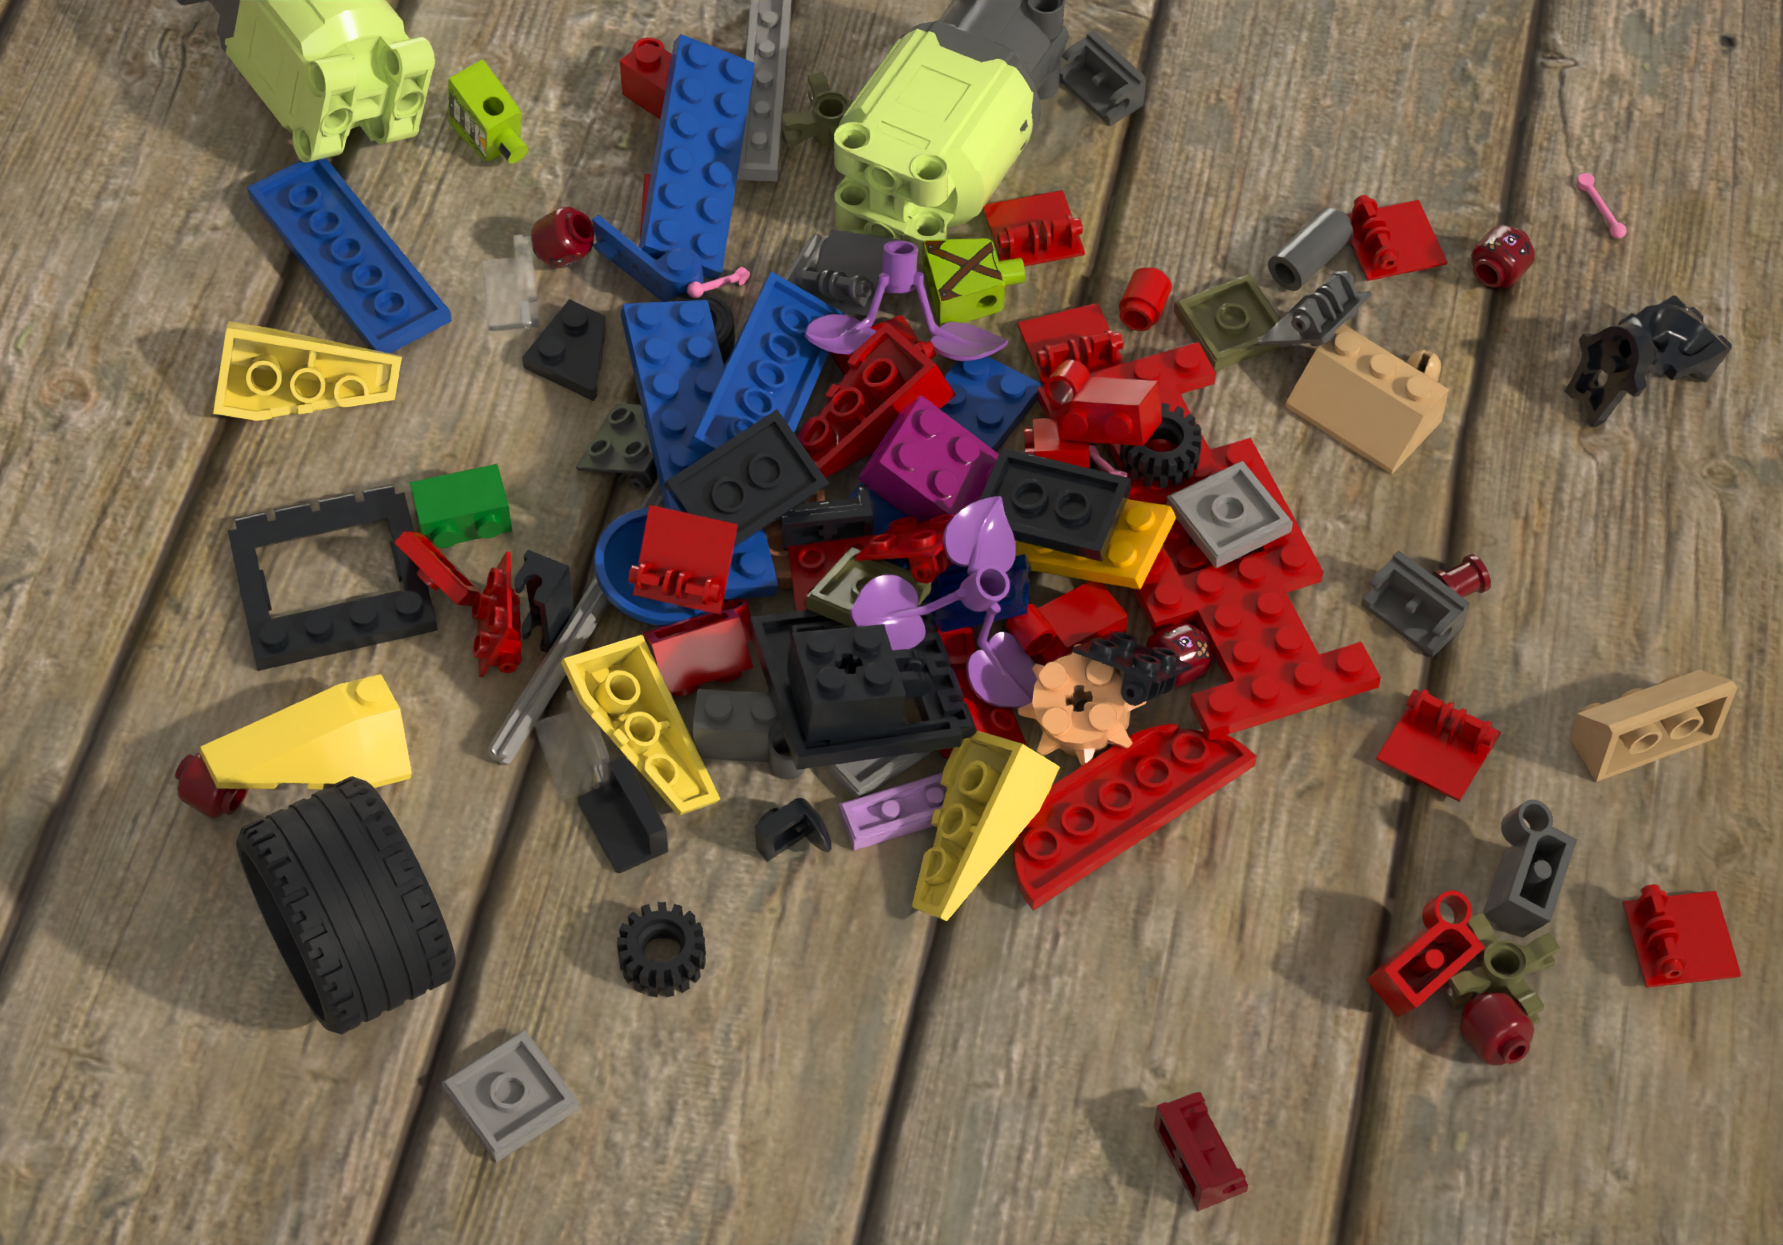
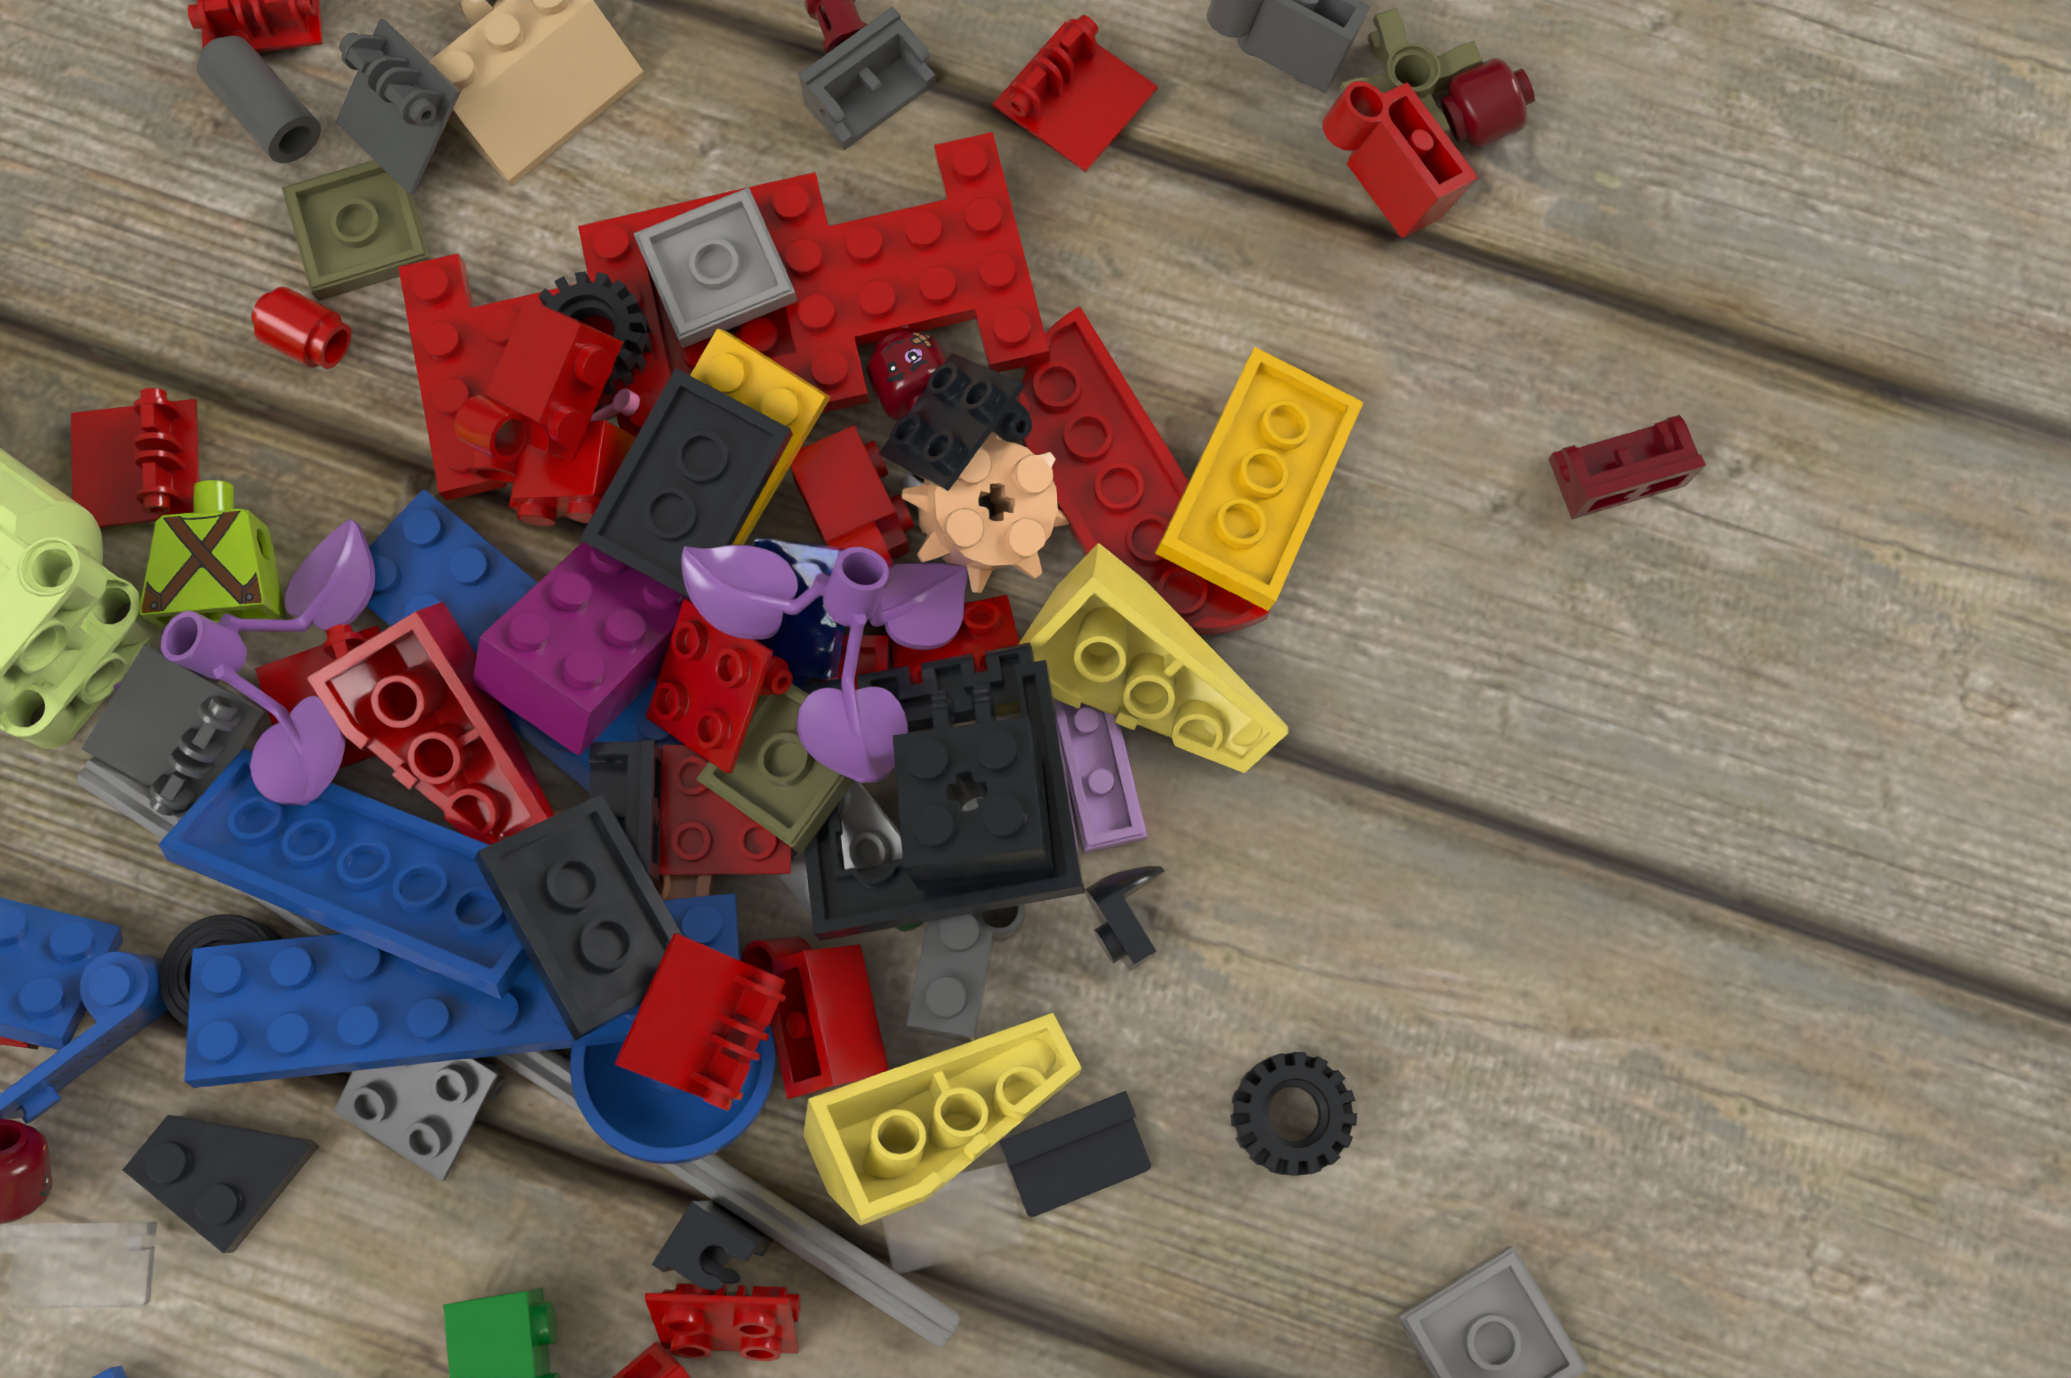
camera: 85 degrees left, 20 degrees up
(697, 289) = (162, 964): bright pink hinge -> none
(1071, 335) = (359, 440): red hinge -> none
(1138, 883) = (1260, 479): none -> yellow plate

